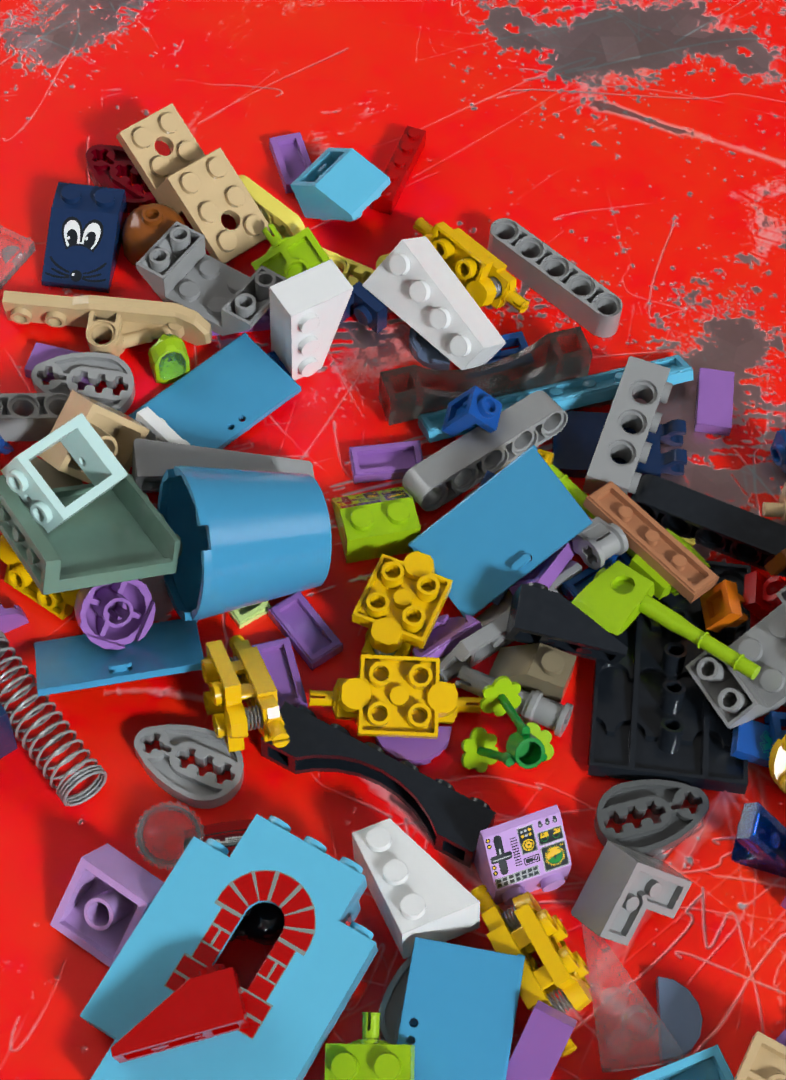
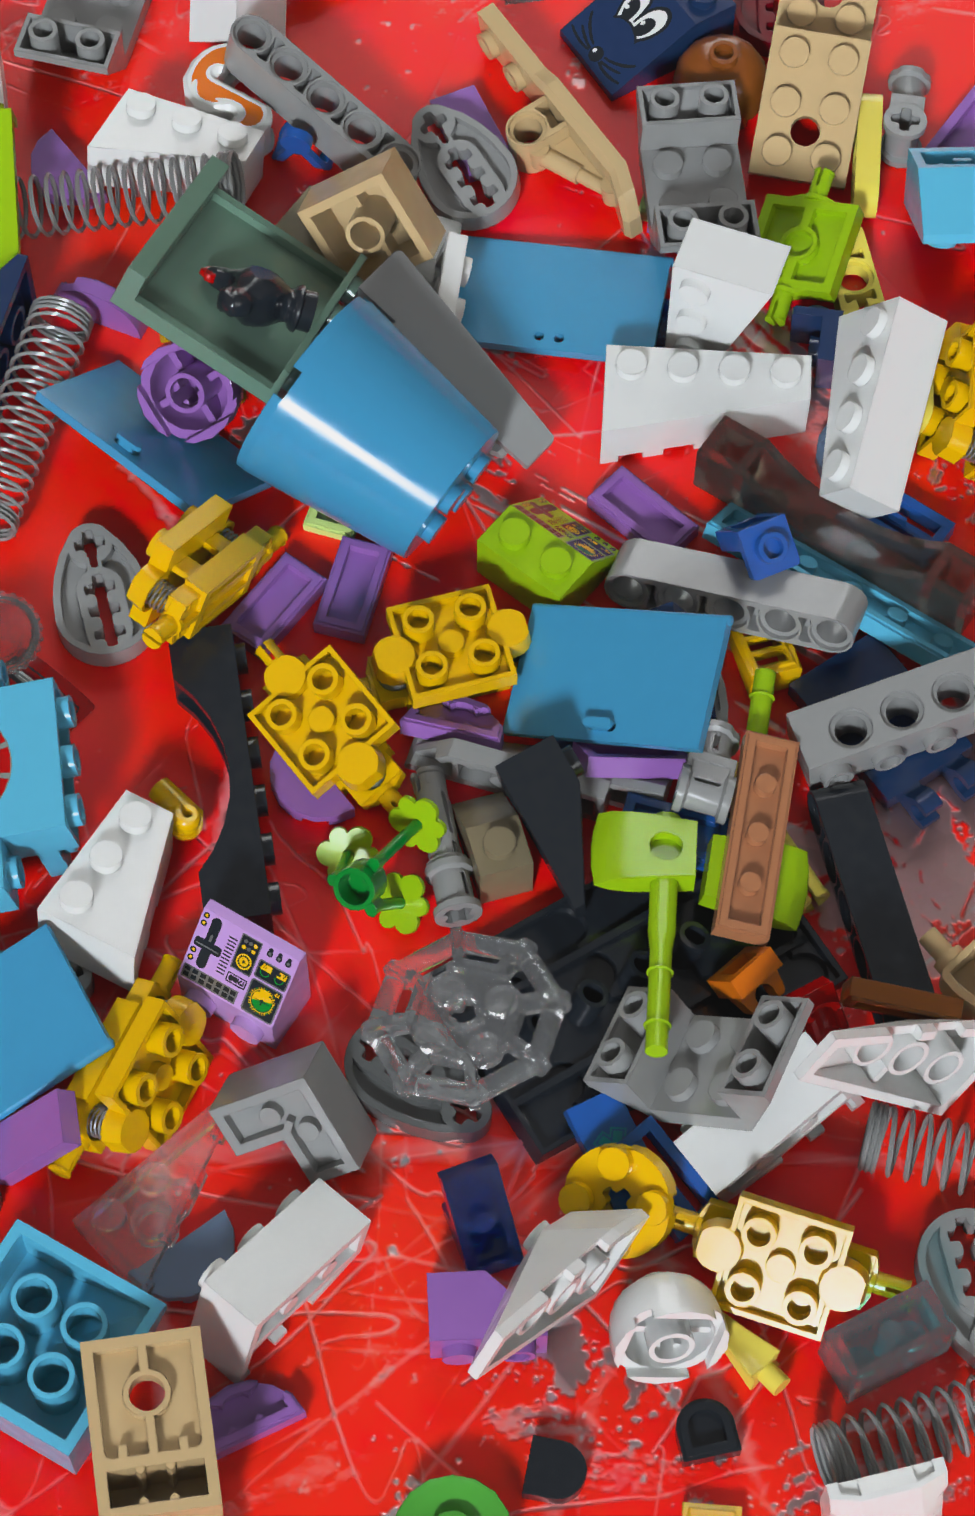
camera: 55 degrees right, 5 degrees up
(90, 455) = (326, 216): light aqua window -> none
(109, 521) = (261, 297): none -> black animal
(168, 359) = (565, 214): lime rock -> none
(261, 172) = (905, 117): none -> light grey connector
(341, 385) = (680, 395): none -> white wedge
(363, 818) = (187, 815): none -> yellow arm
(649, 779) = (473, 1043): none -> clear plate
(729, 975) = (275, 1275): none -> white wedge

